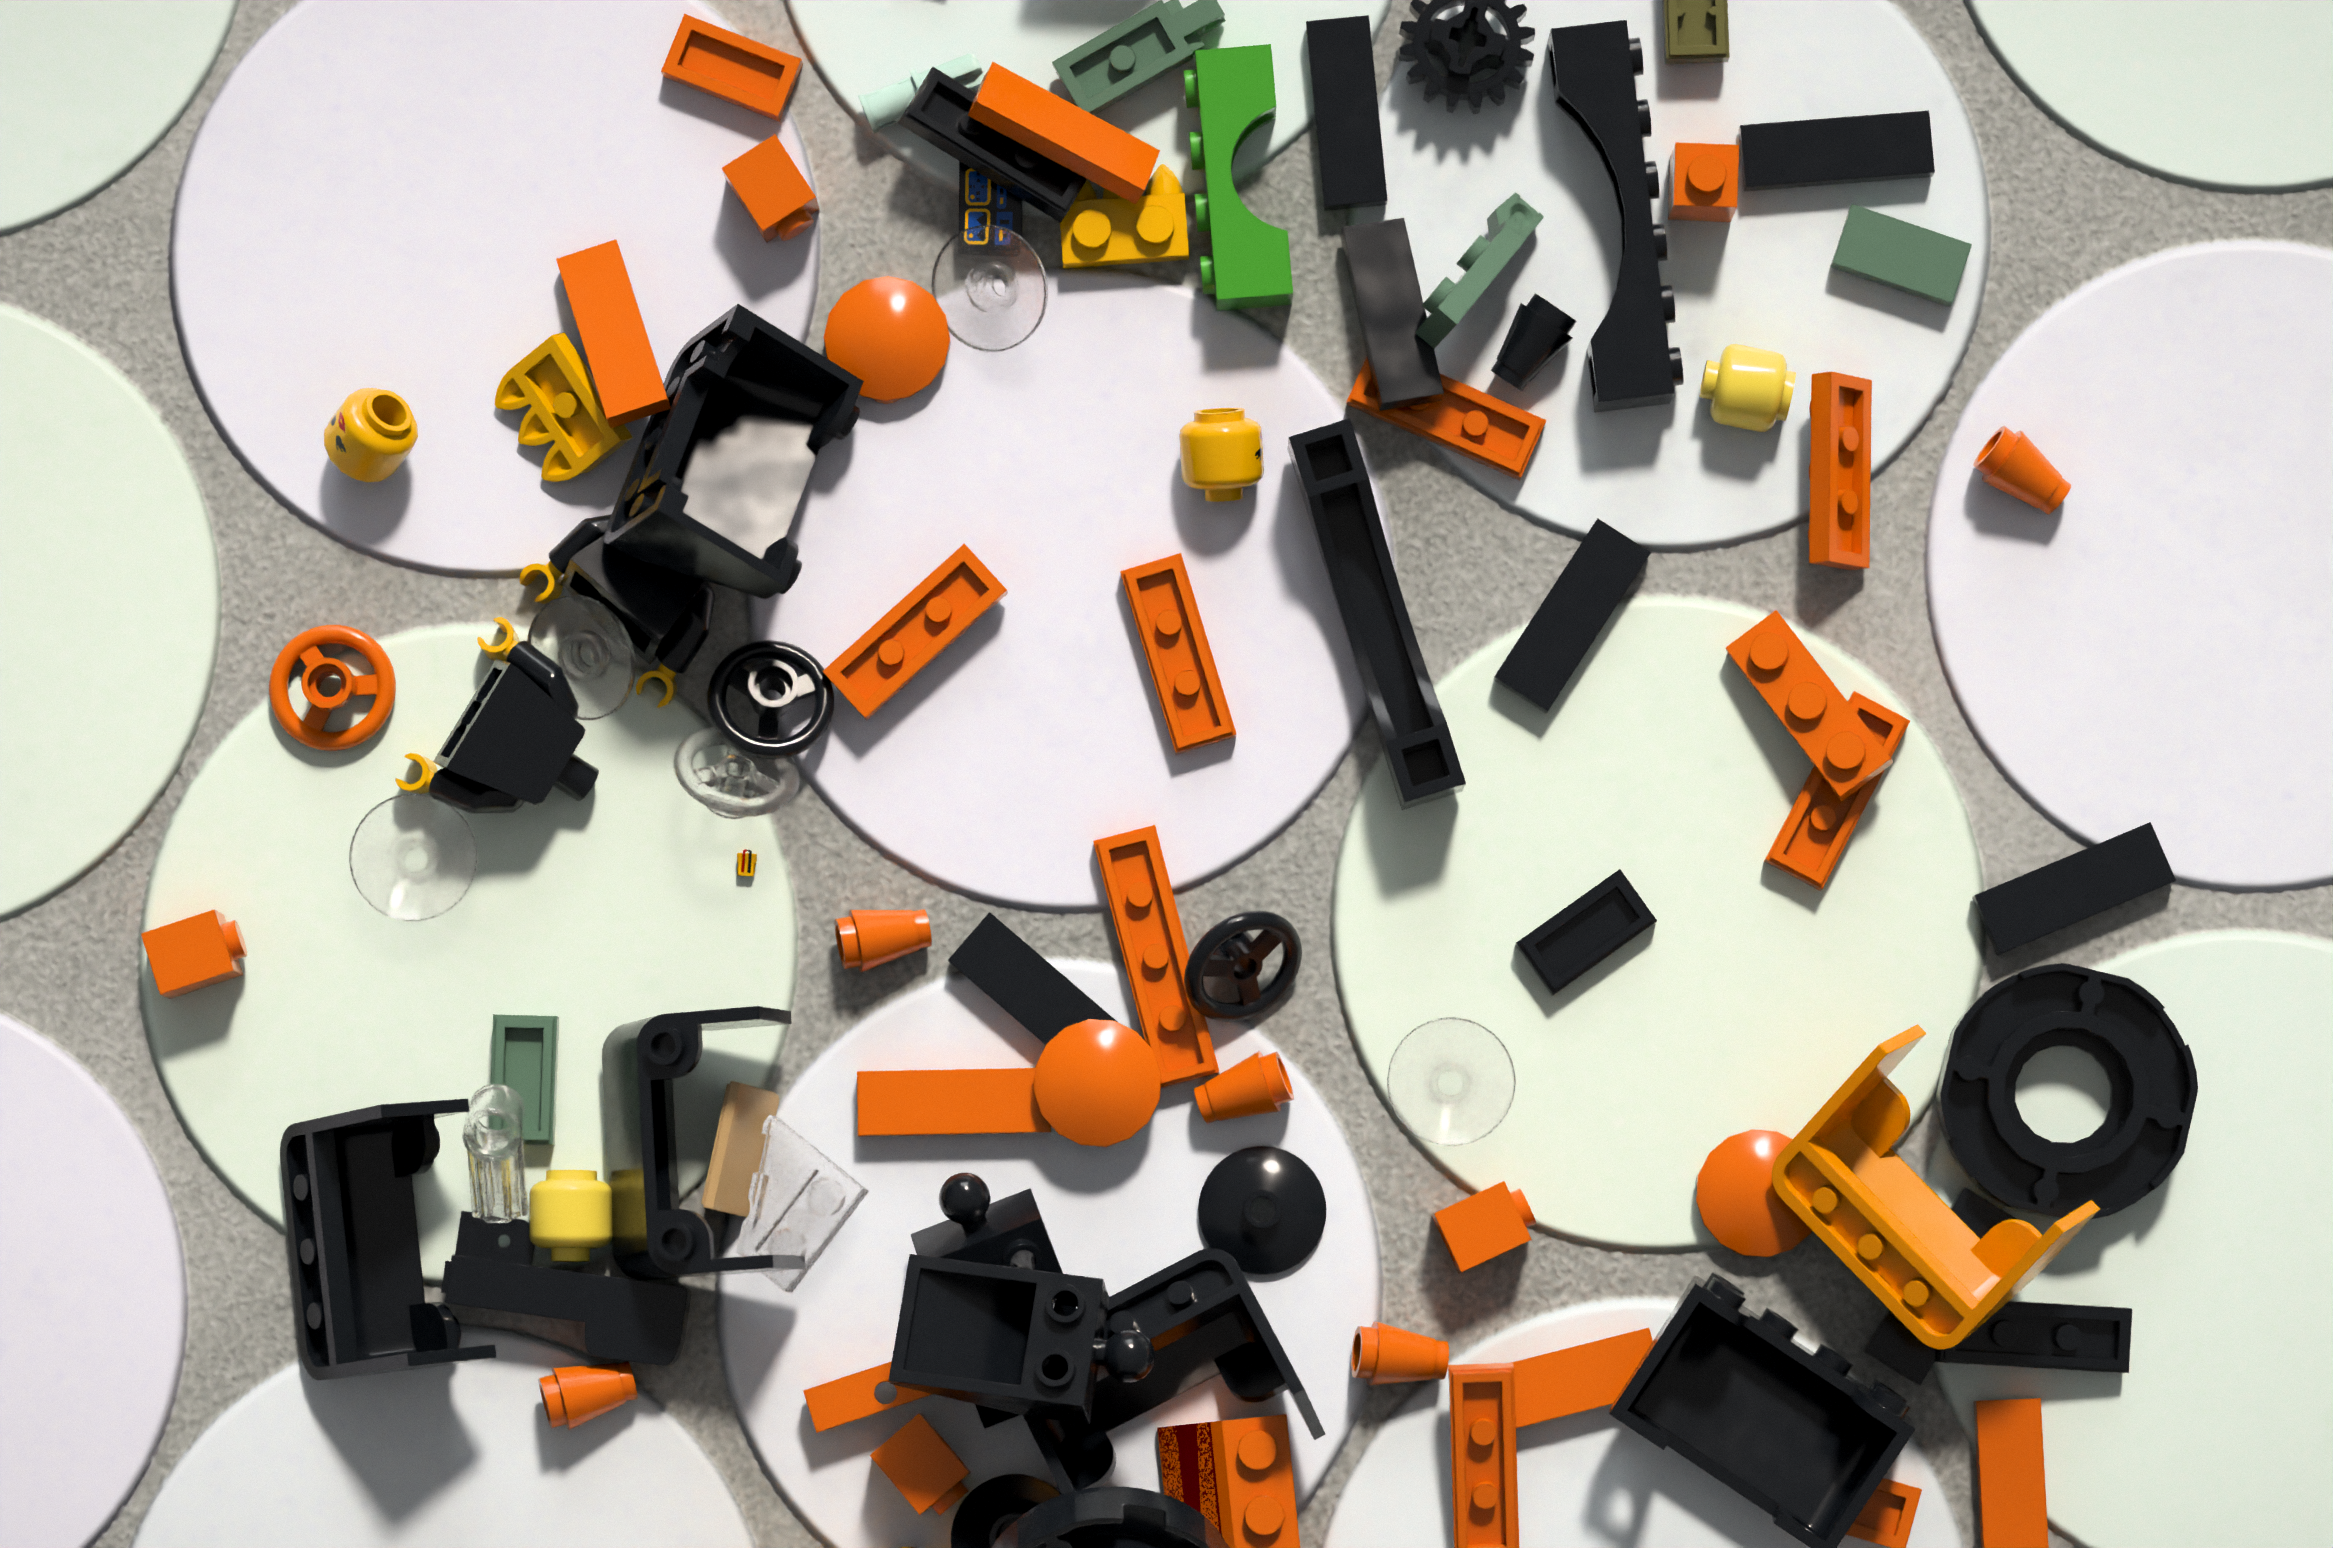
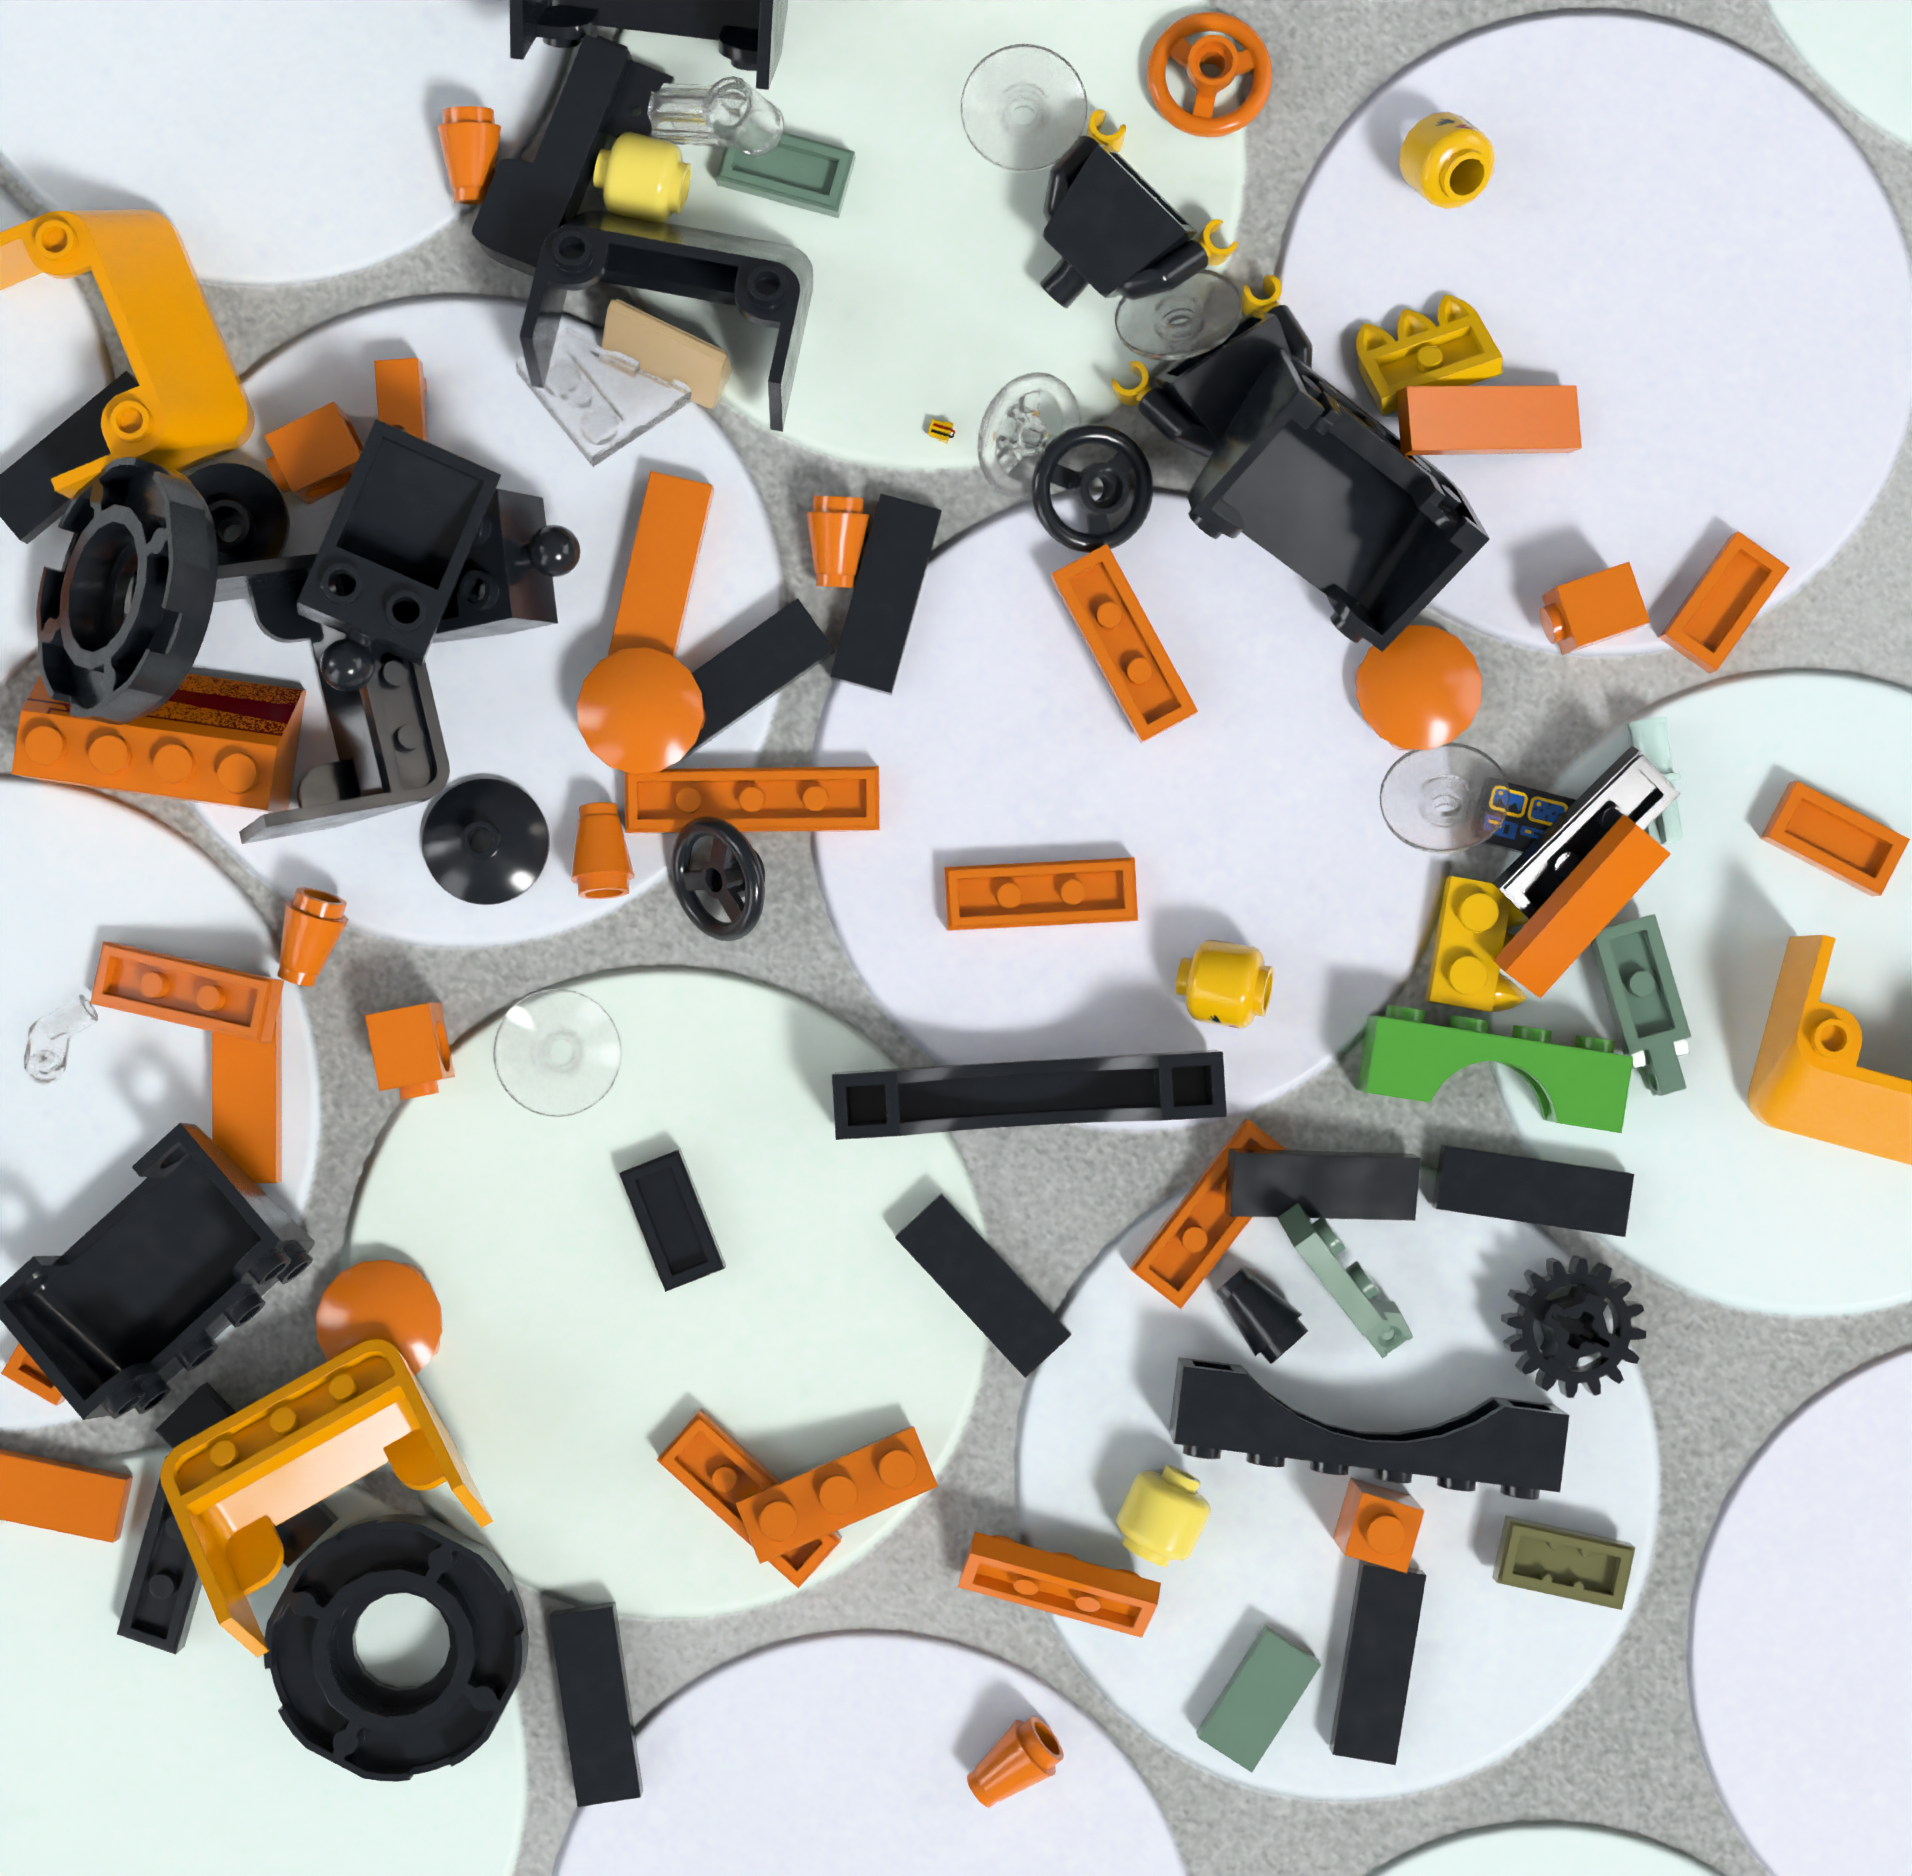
camera: 100 degrees right, 5 degrees up
(922, 876) = (886, 594): none -> black tile

